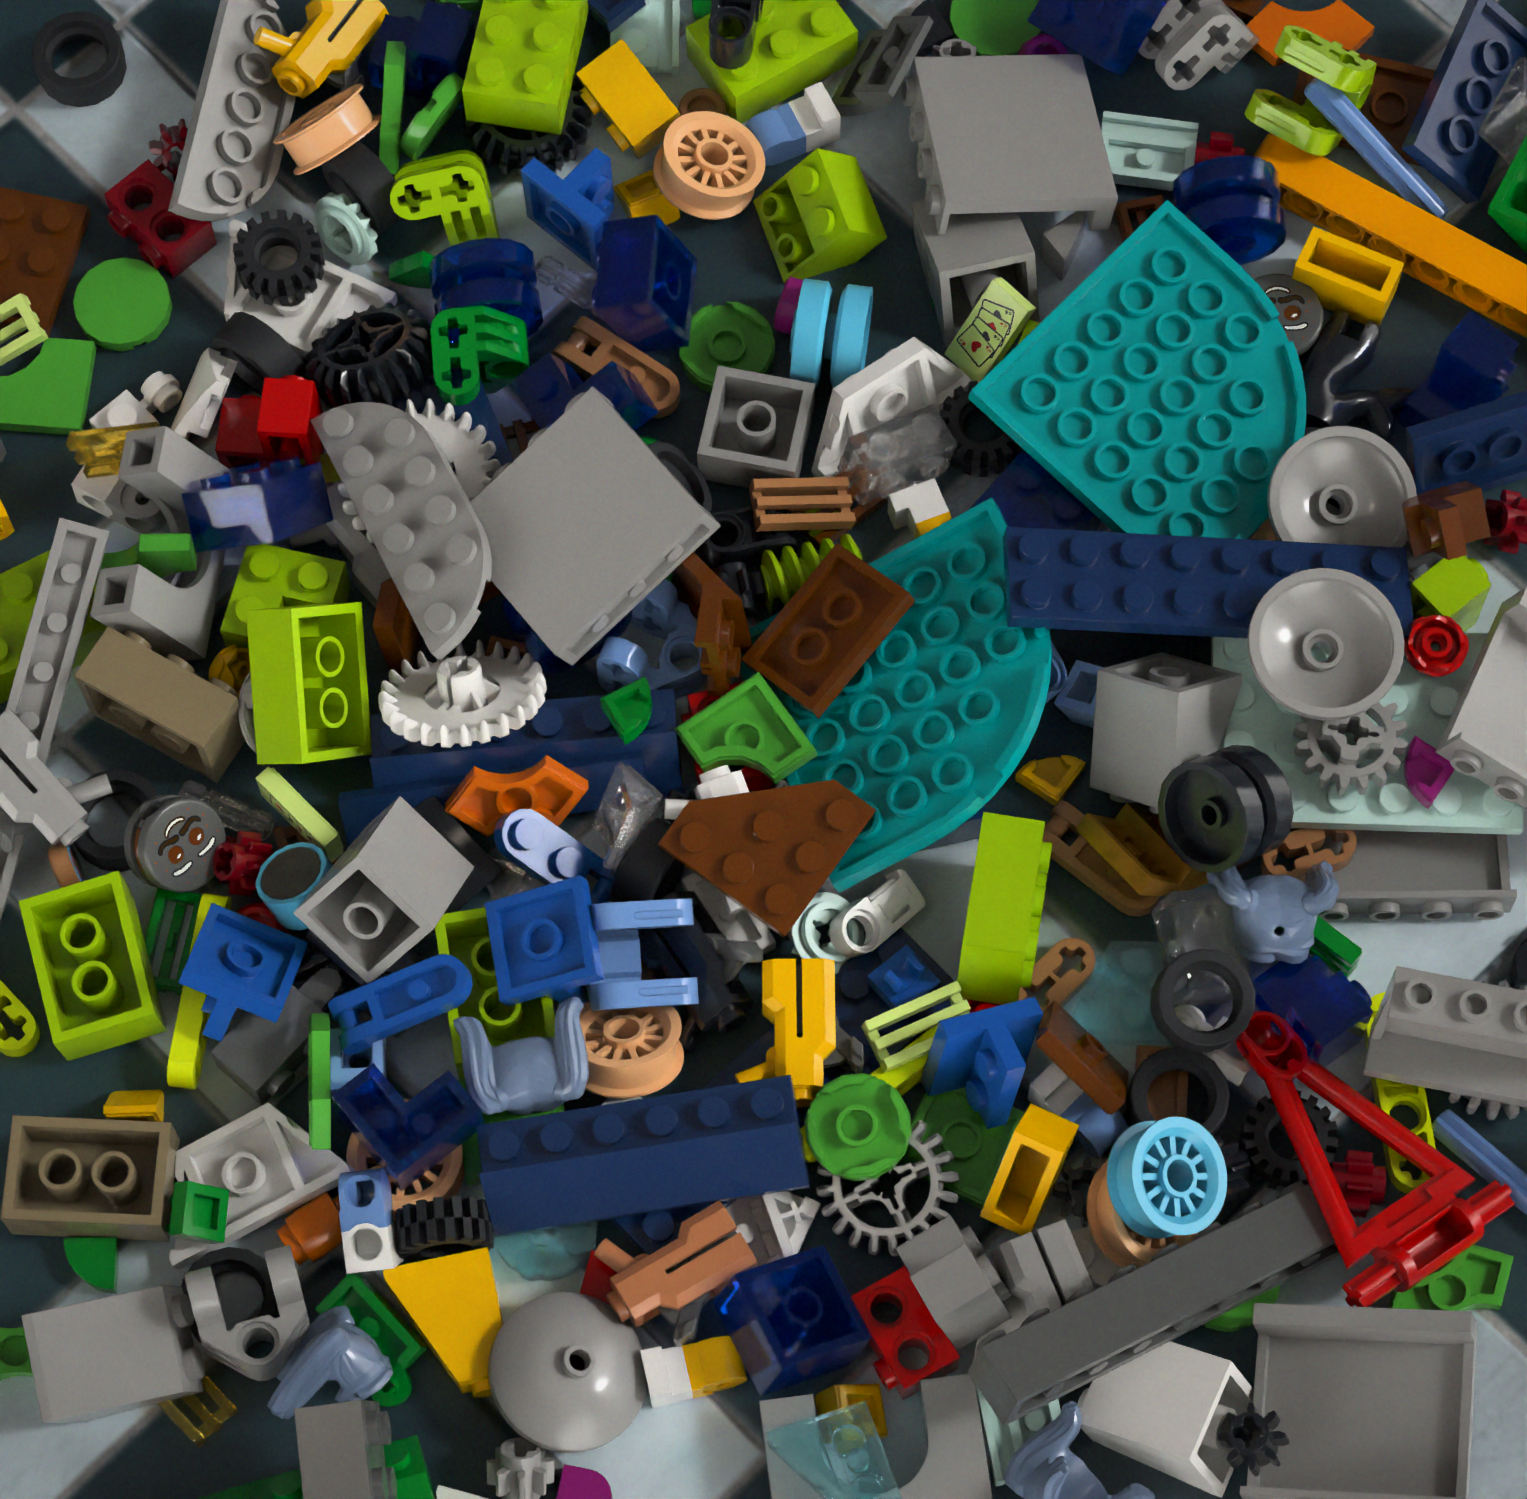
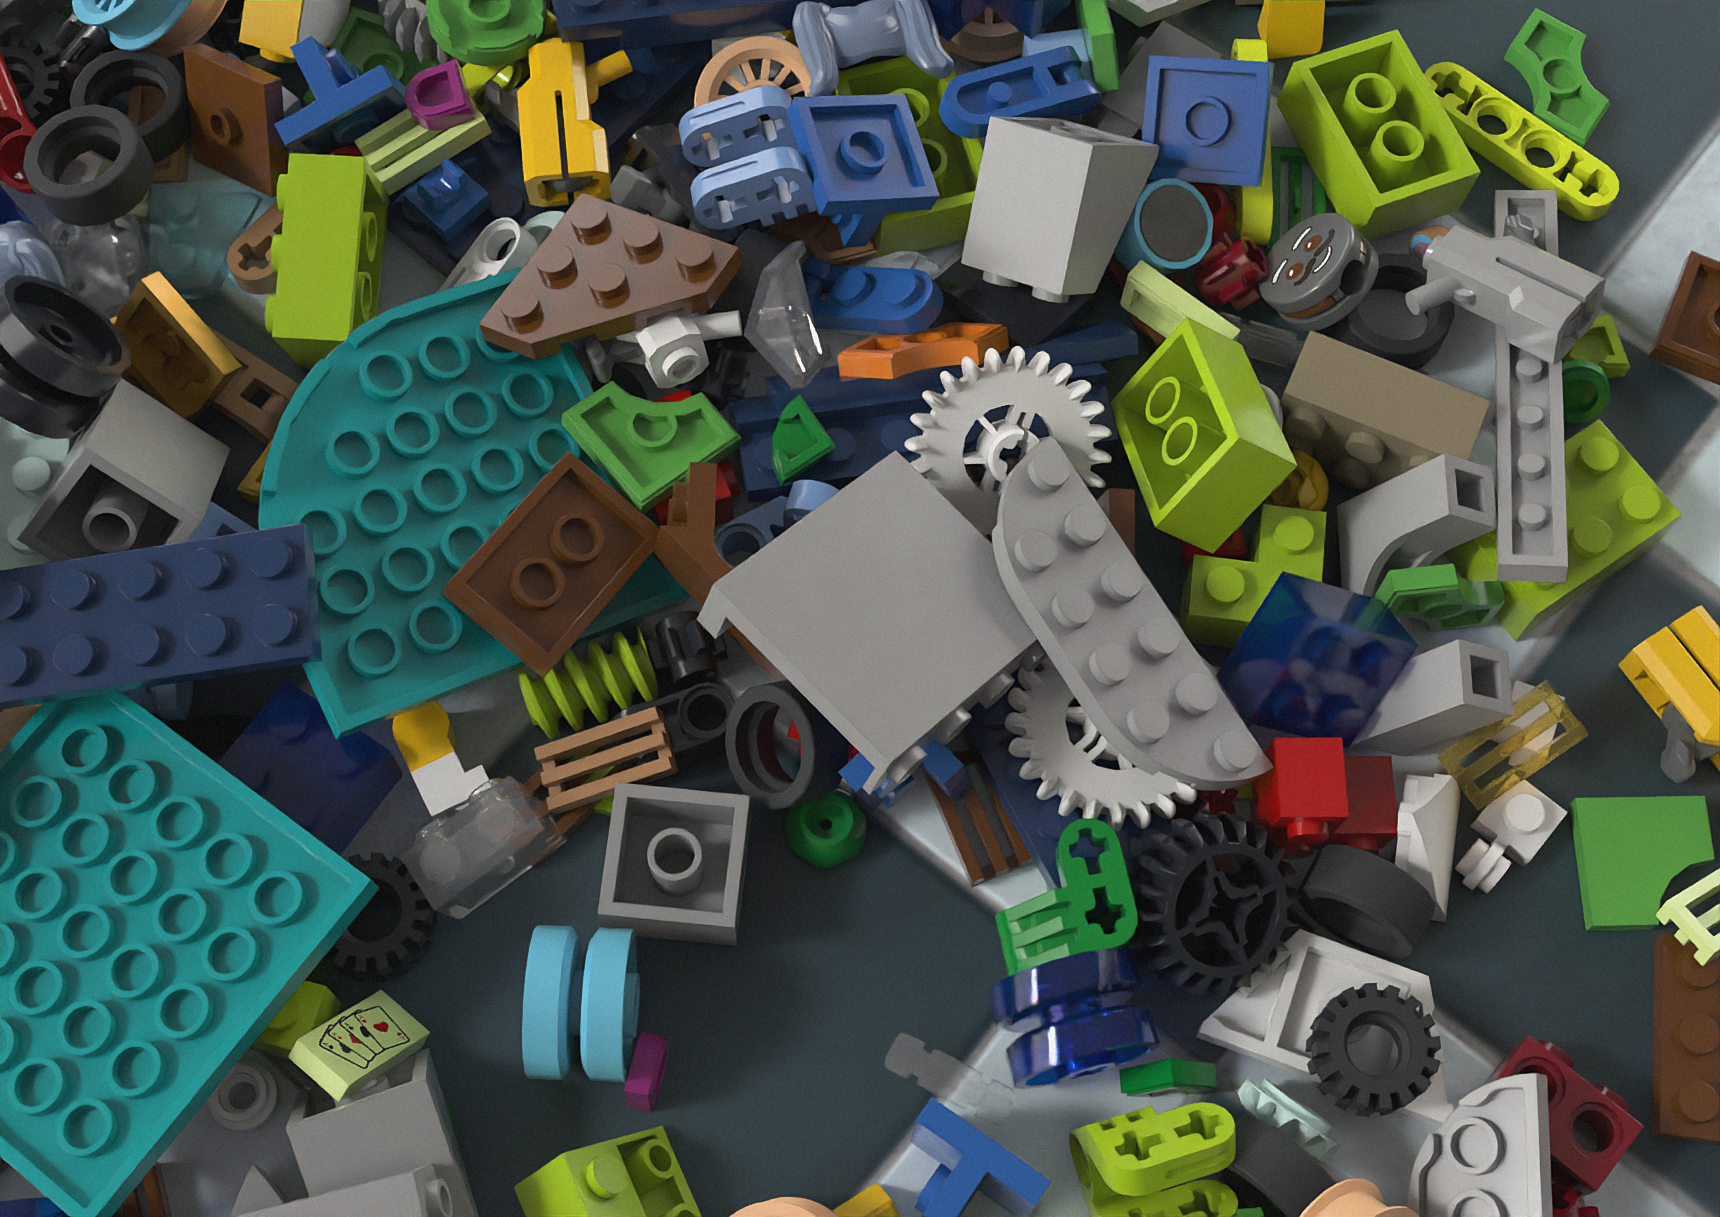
camera: 170 degrees right, 0 degrees up
(122, 304) = (1570, 990): bright green tile -> none
(552, 383) = (924, 861): clear blue brick -> none
(645, 283) = (852, 1053): clear blue brick -> none
(655, 378) = (875, 957): medium nougat plate -> none
(727, 337) = (731, 1013): bright green tile -> none
(881, 392) = (480, 940): white wing -> none
(902, 1042) = (439, 97): none -> magenta tile

